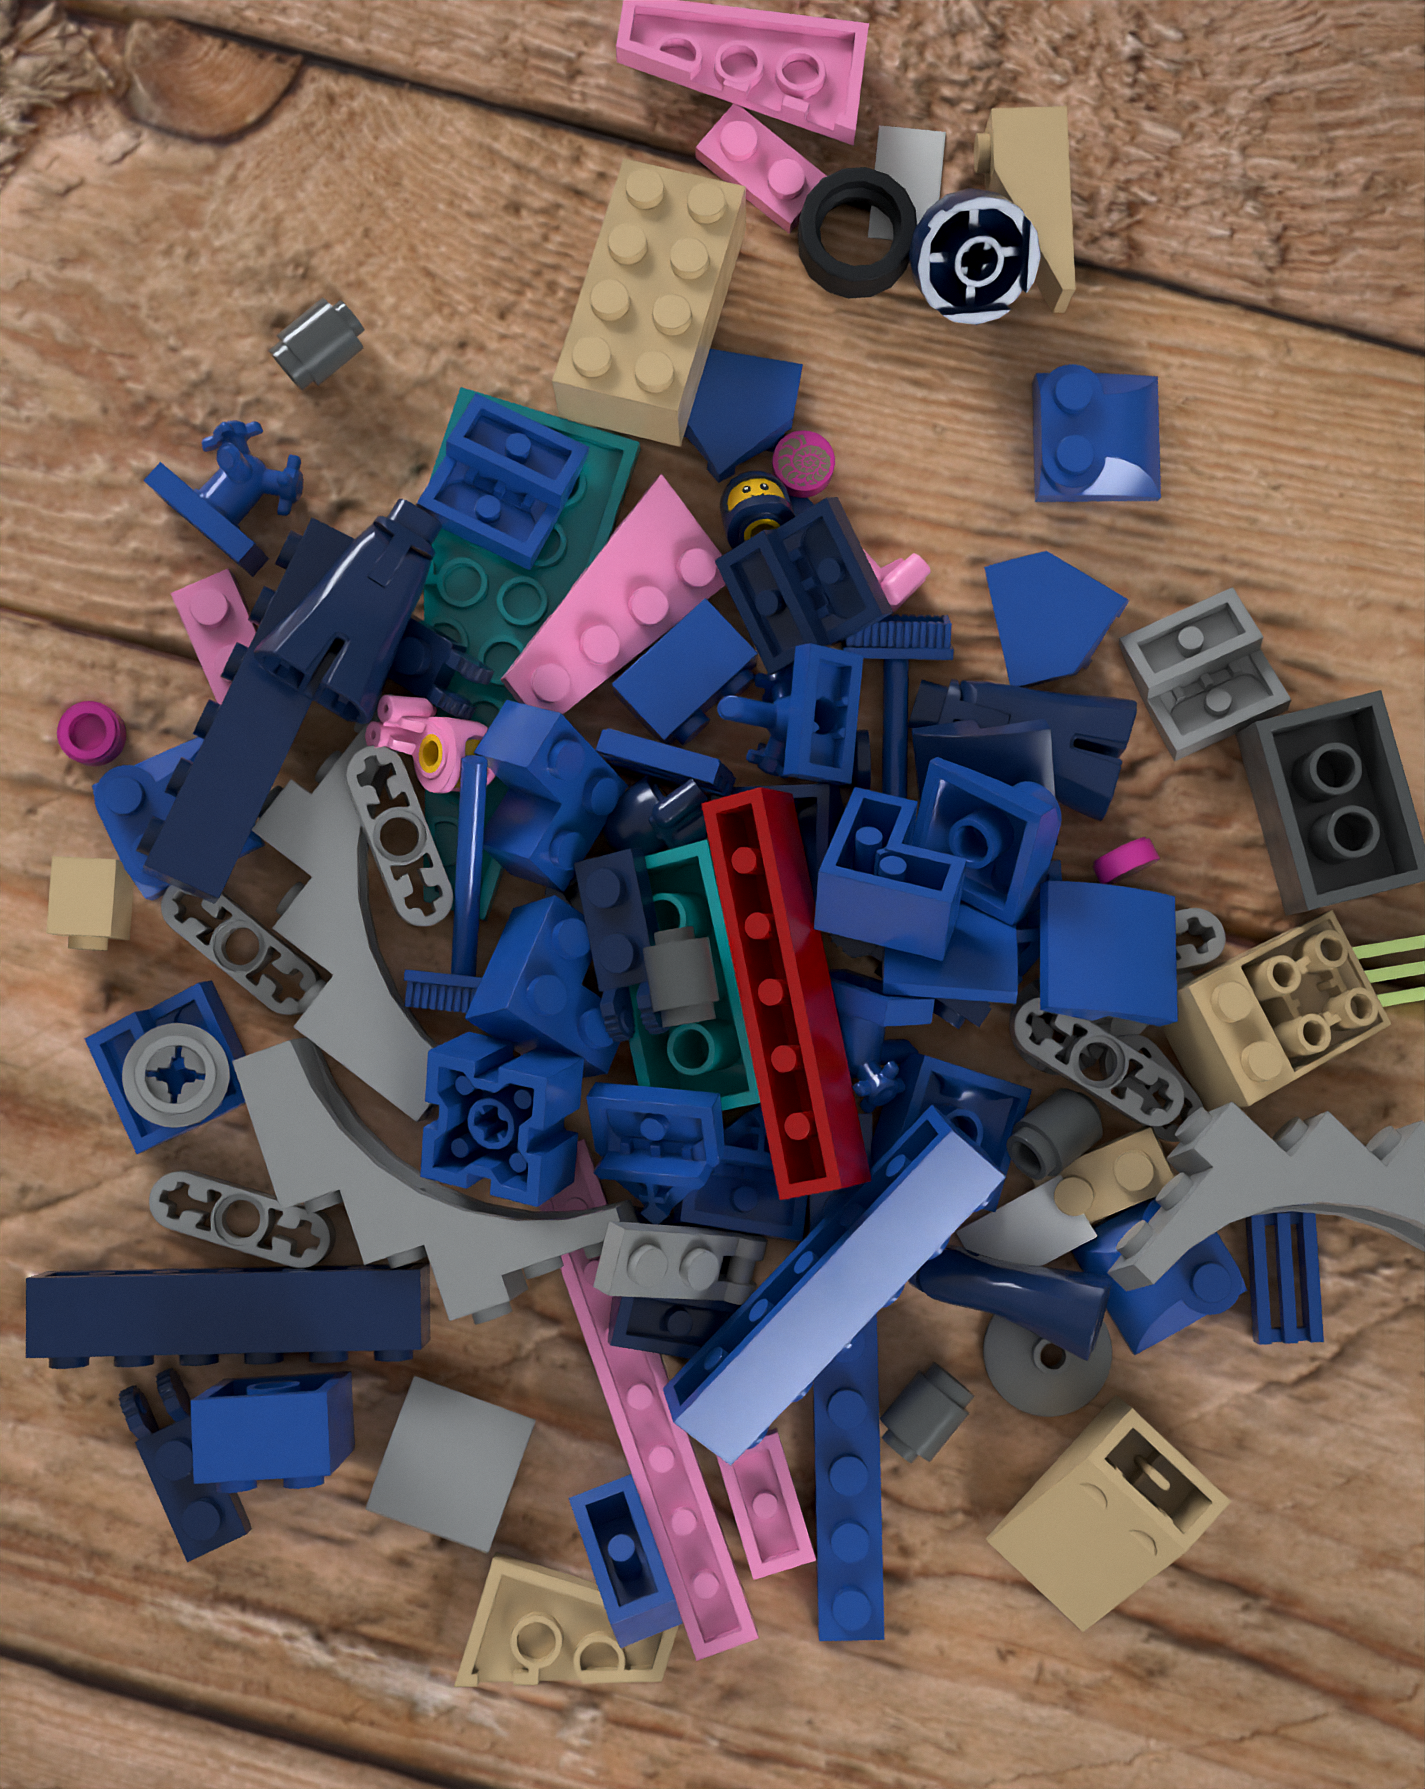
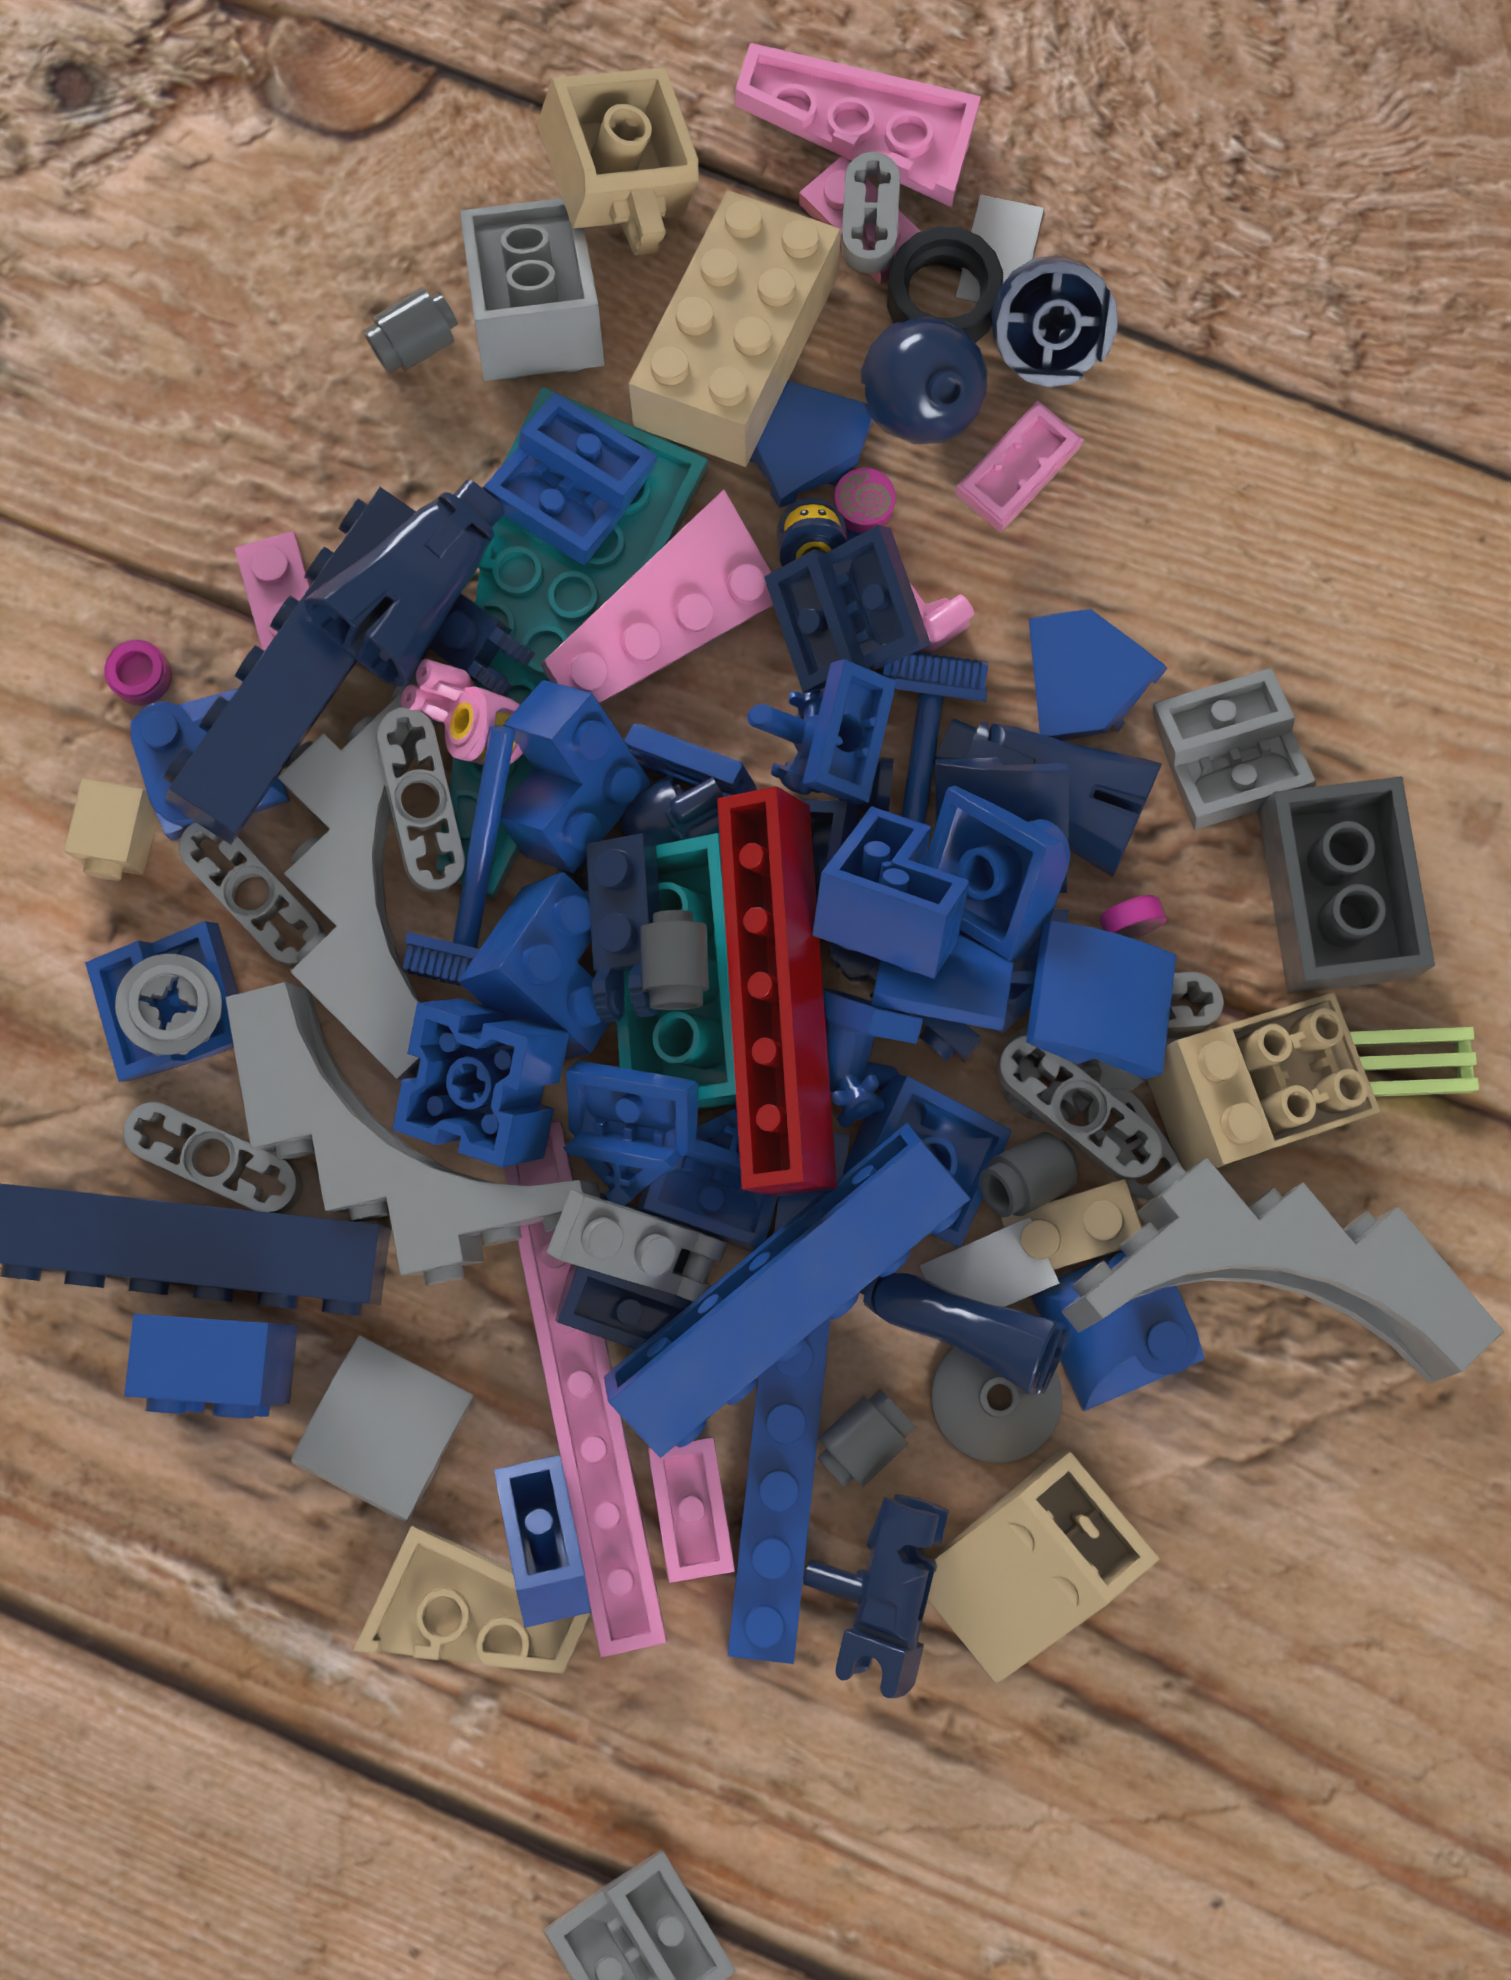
camera: 10 degrees right, 5 degrees down
(195, 1511) = (126, 1437): dark blue hinge -> none
(230, 492) = (305, 460): blue piece -> none
(435, 282) = (531, 290): none -> light grey slope
(507, 130) = (620, 152): none -> tan hinge
(687, 675) = (719, 682): blue brick -> none
(785, 162) = (882, 213): none -> light grey beam
(850, 334) = (924, 380): none -> dark blue cylinder
(955, 409) = (1019, 466): none -> bright pink plate
(968, 1560) = (888, 1593): none -> dark blue piece
(1030, 165) = (1119, 242): tan slope -> none
(1095, 436) = (1154, 509): blue slope -> none
(1308, 1272) = (1269, 1352): blue tile -> none

